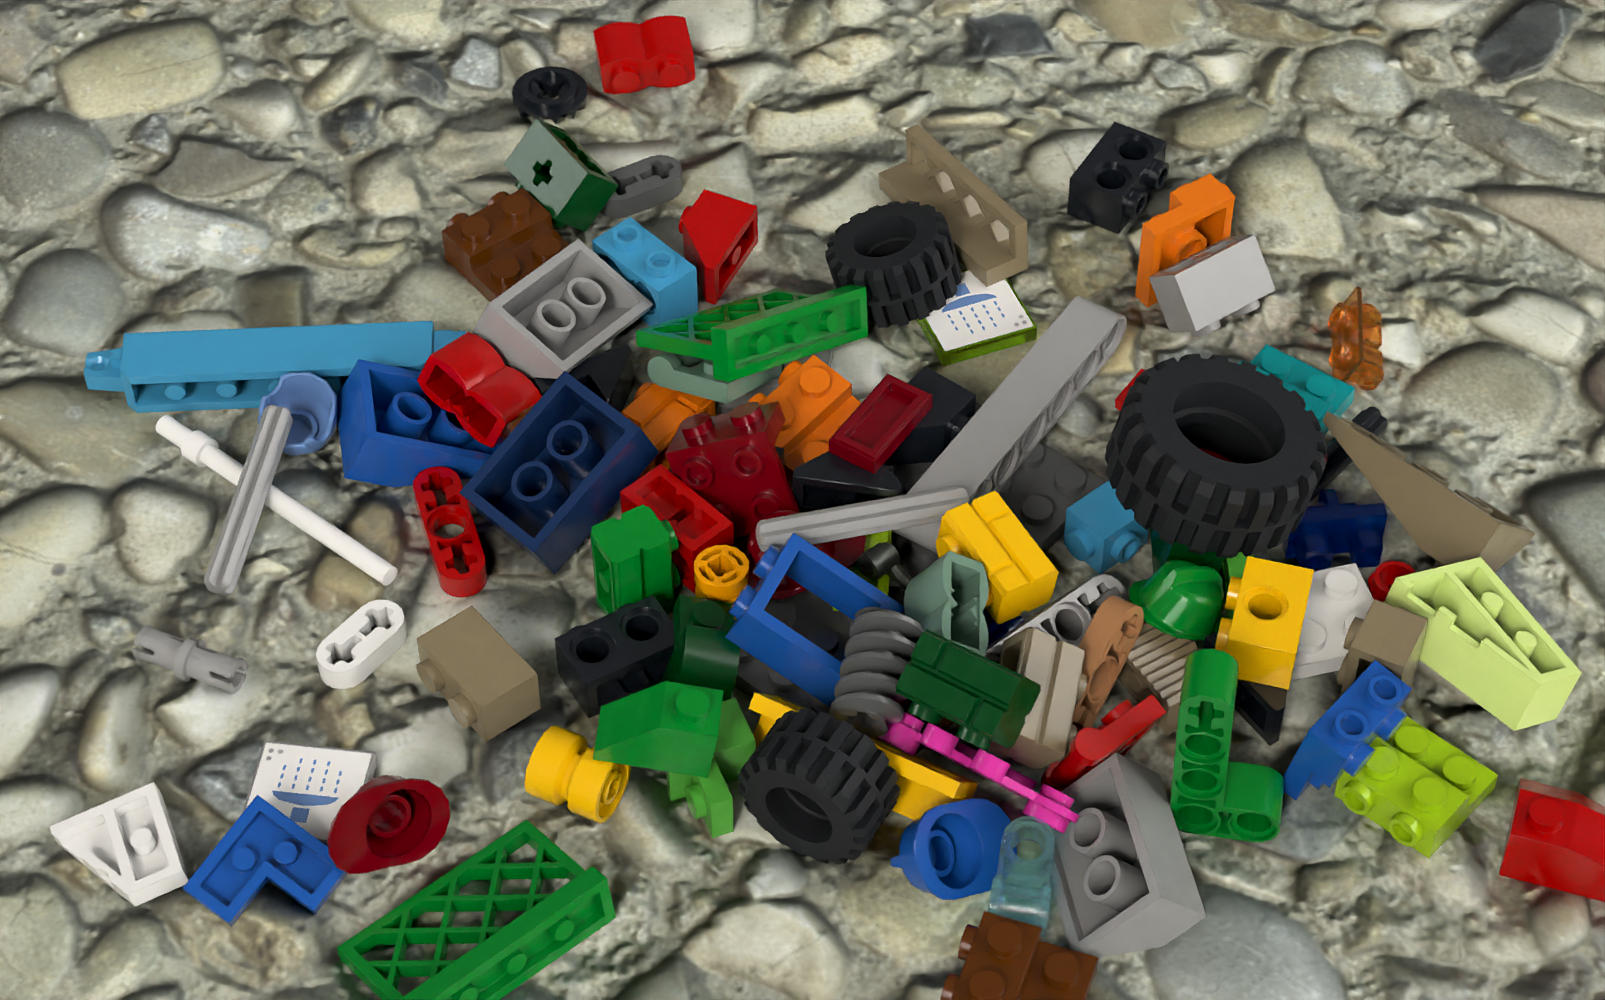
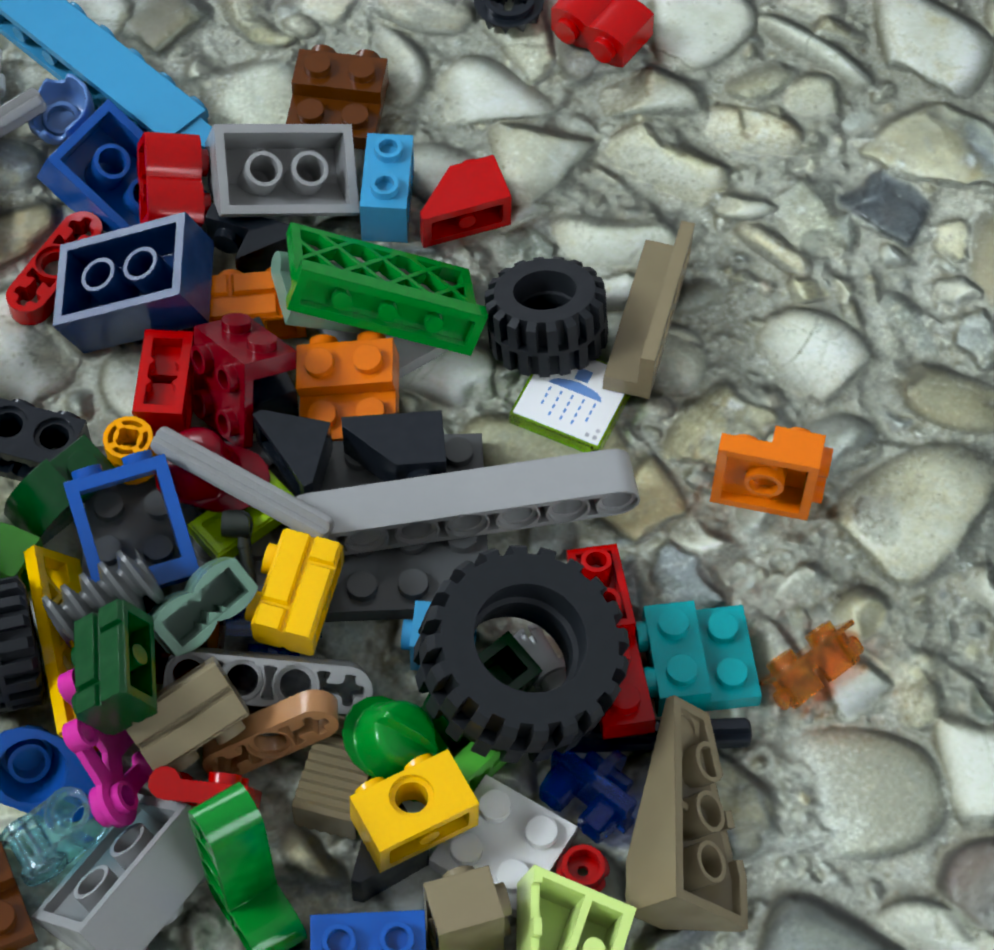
camera: 45 degrees right, 10 degrees up
(560, 175) = (423, 68): brick -> none
(634, 560) = (95, 384): green brick -> none
(644, 186) = (479, 118): dark grey beam -> none
(880, 423) = (350, 426): dark red tile -> none
(1117, 178) = (804, 374): black brick -> none
(1212, 285) = (752, 525): brick -> none

